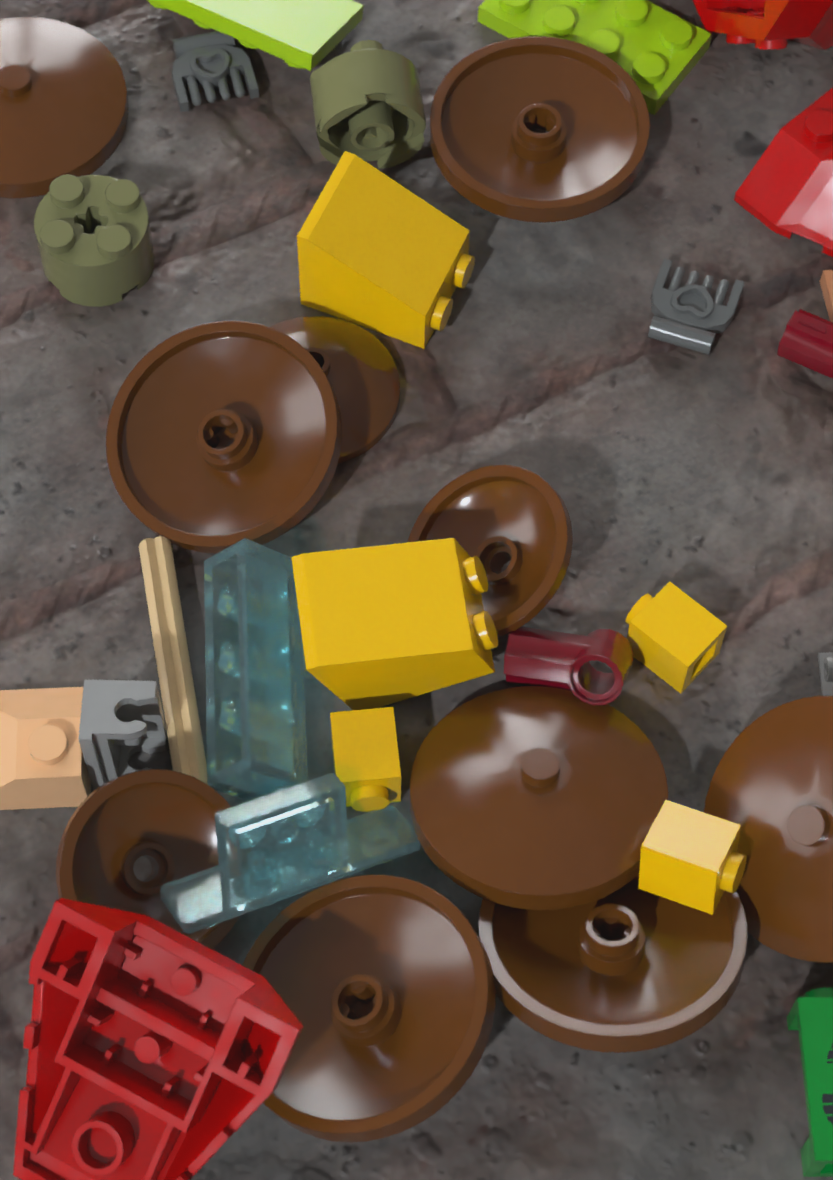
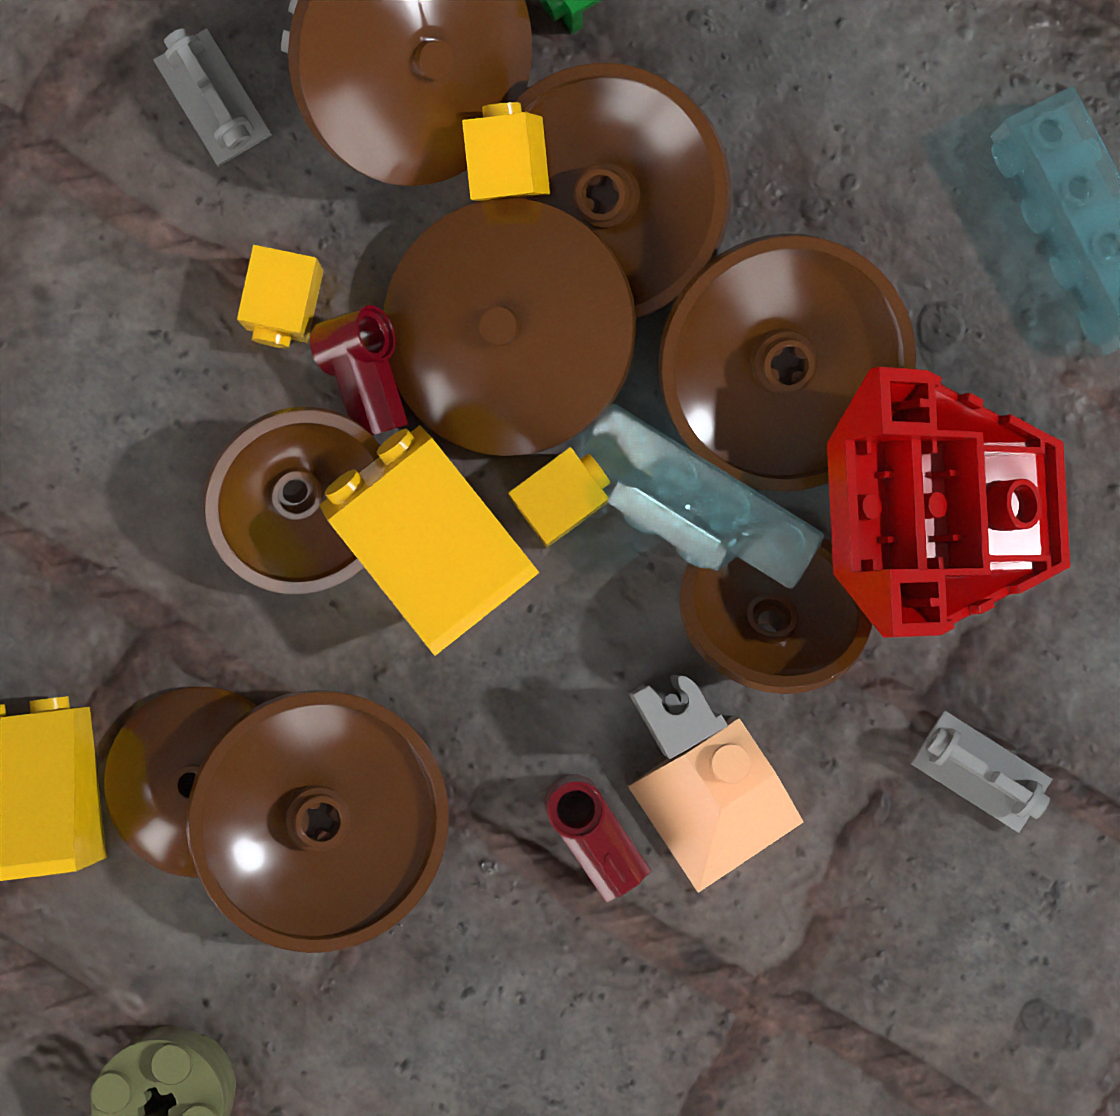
camera: 125 degrees left, 25 degrees up
(66, 632) = (597, 840): none -> dark red piece
(172, 658) = (568, 722): tan axle -> none
(253, 673) = (541, 640): clear light blue brick -> none

